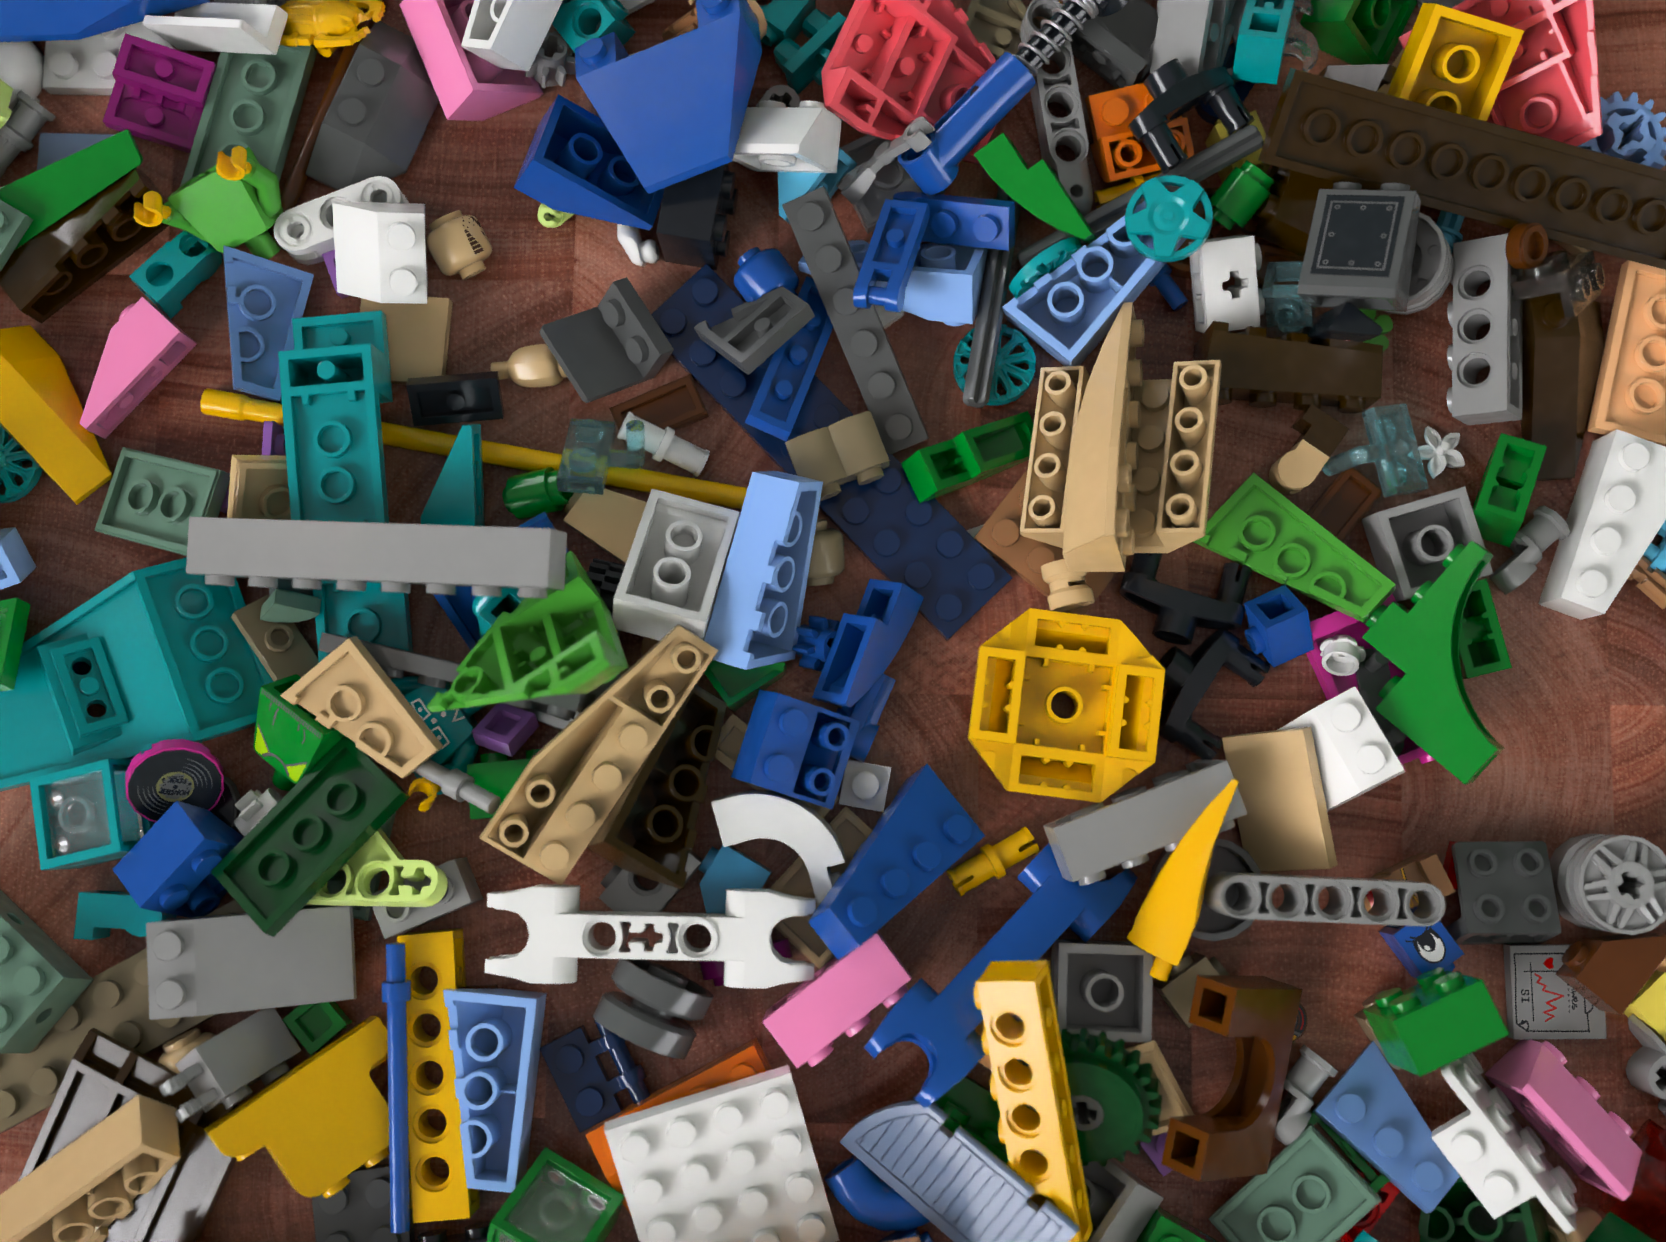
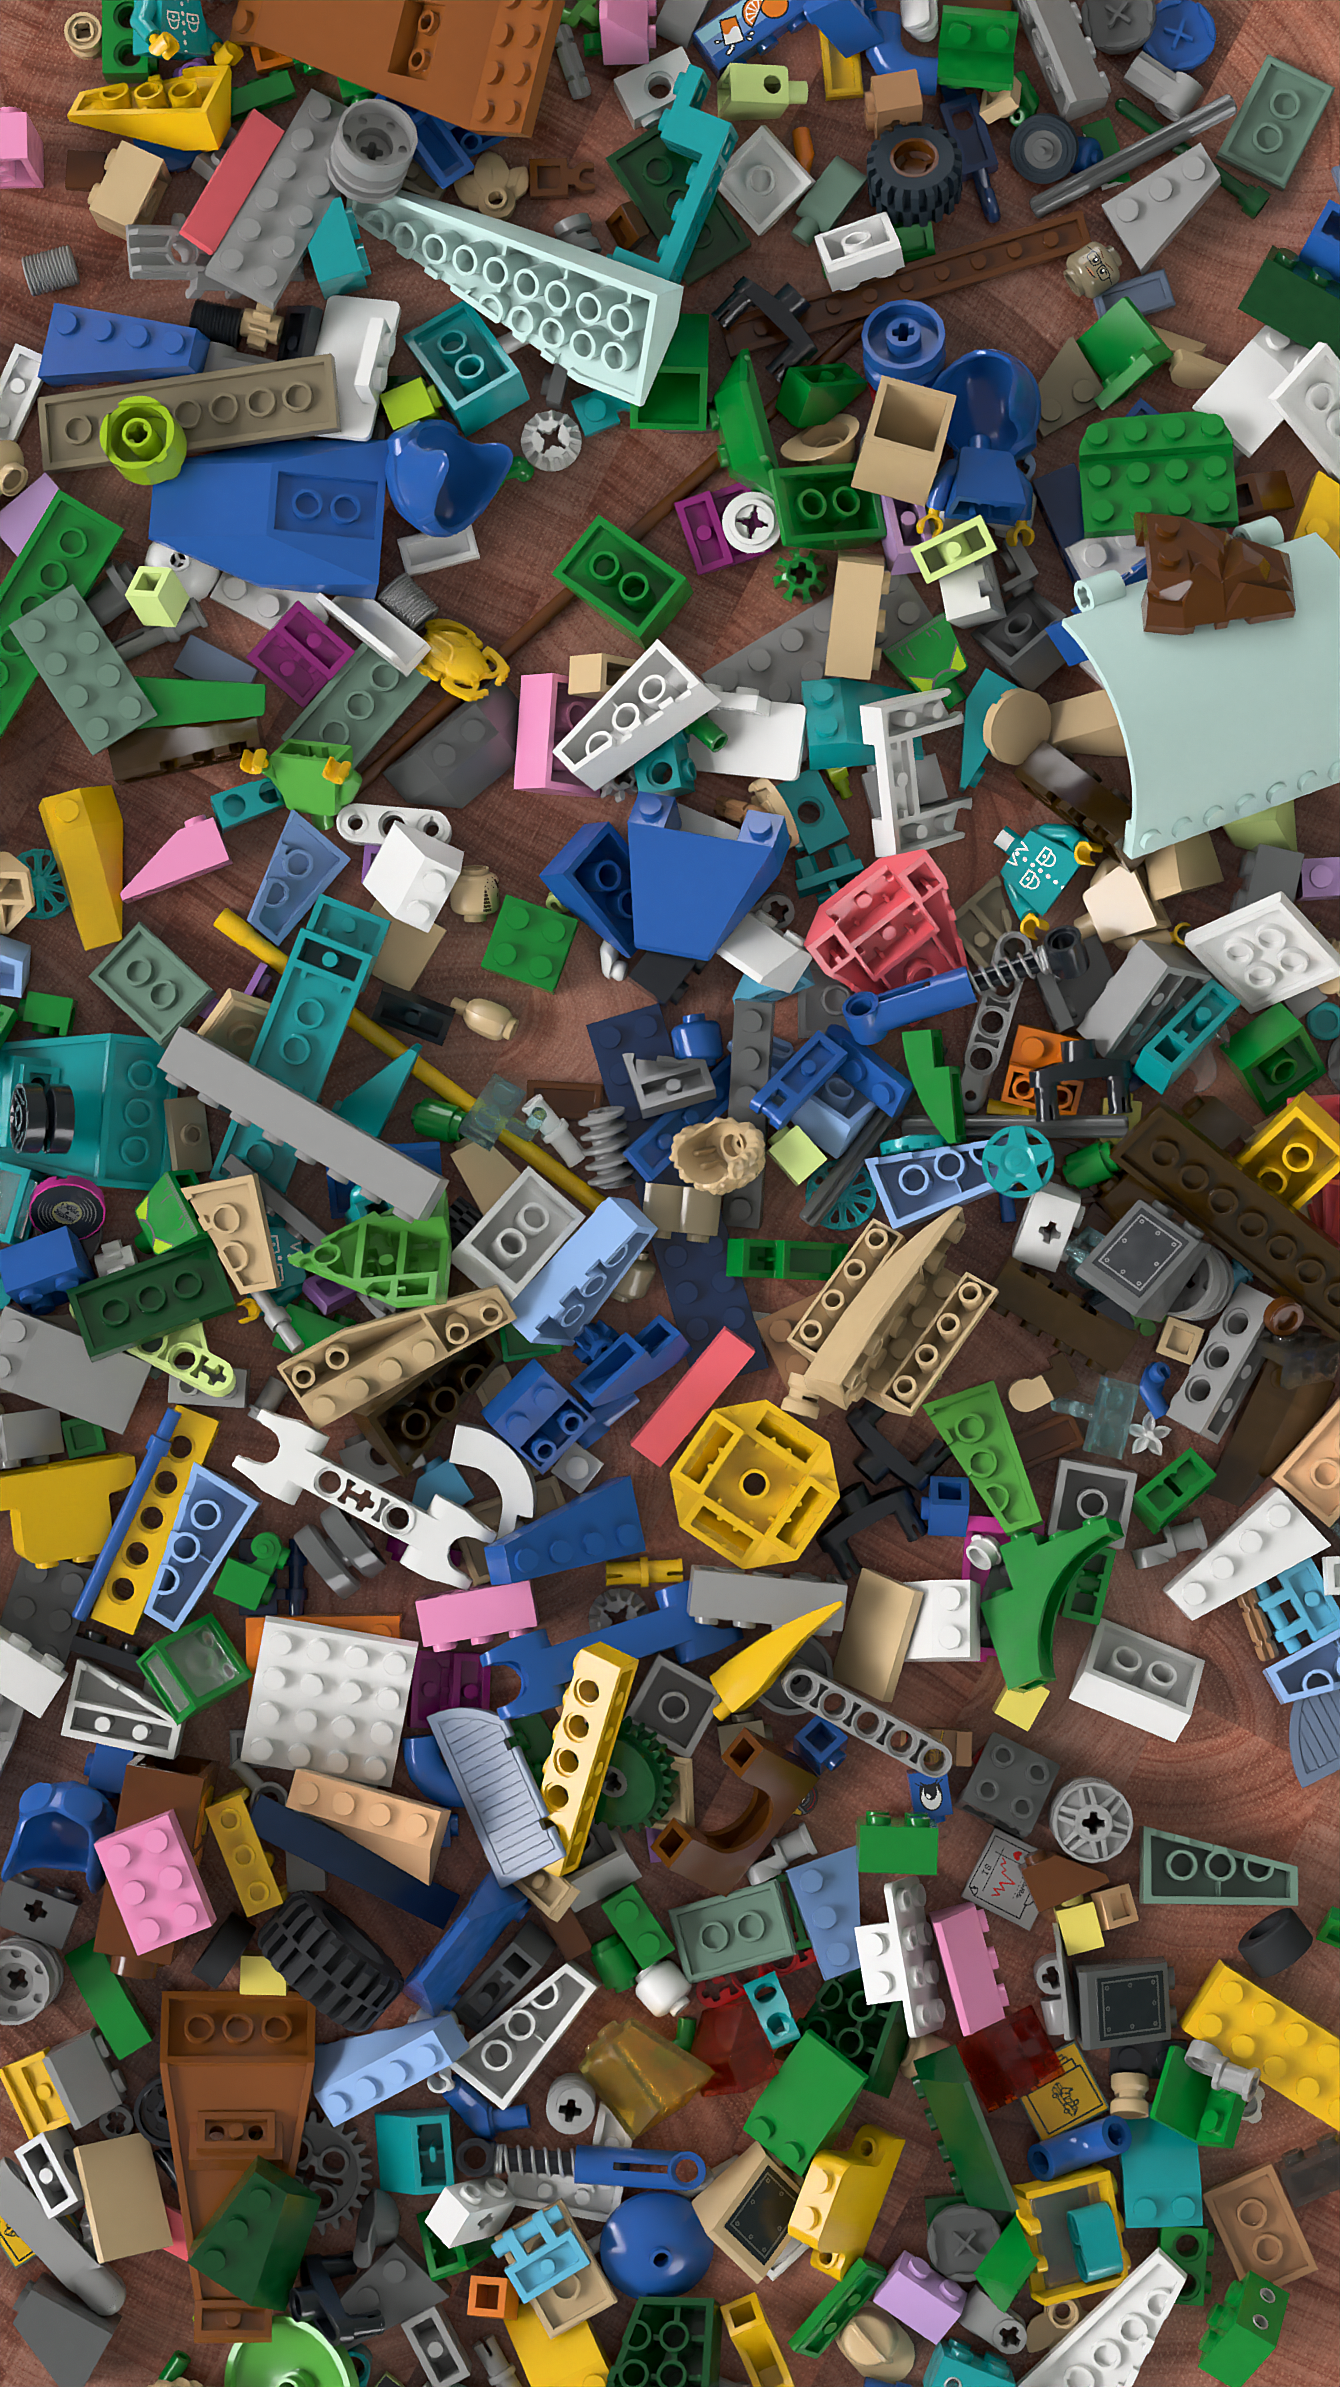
camera: 25 degrees right, 5 degrees up
(65, 585) = (48, 1012): none -> green brick
(88, 694) = (42, 1118): none -> black wheel
(289, 607) = (211, 1117): sand green tile -> none
(499, 875) = (269, 1398): none -> light grey pin
(541, 267) = (530, 944): none -> green piece
(572, 1093) = (251, 1582): none -> green brick
(608, 344) = (550, 1032): dark grey bracket -> none
(726, 433) = (607, 1147): none -> light grey piece
(843, 1092) = (446, 1682): none -> magenta slope
(849, 368) = (719, 1154): none -> tan hair
(857, 181) = (809, 1000): light grey piece -> none
(927, 338) = (795, 1153): none -> yellowish green brick
(949, 647) = (692, 1396): none -> coral tile
(977, 909) = (613, 1601): none -> light grey gear
(1282, 951) = (821, 1745): none -> blue brick
(1416, 396) = (1152, 1386): none -> blue arm
(1420, 337) = (1179, 1340): none -> tan plate
(1463, 802) = (1019, 1707): none -> light yellow brick
(1575, 710) = (1137, 1680): none -> white slope

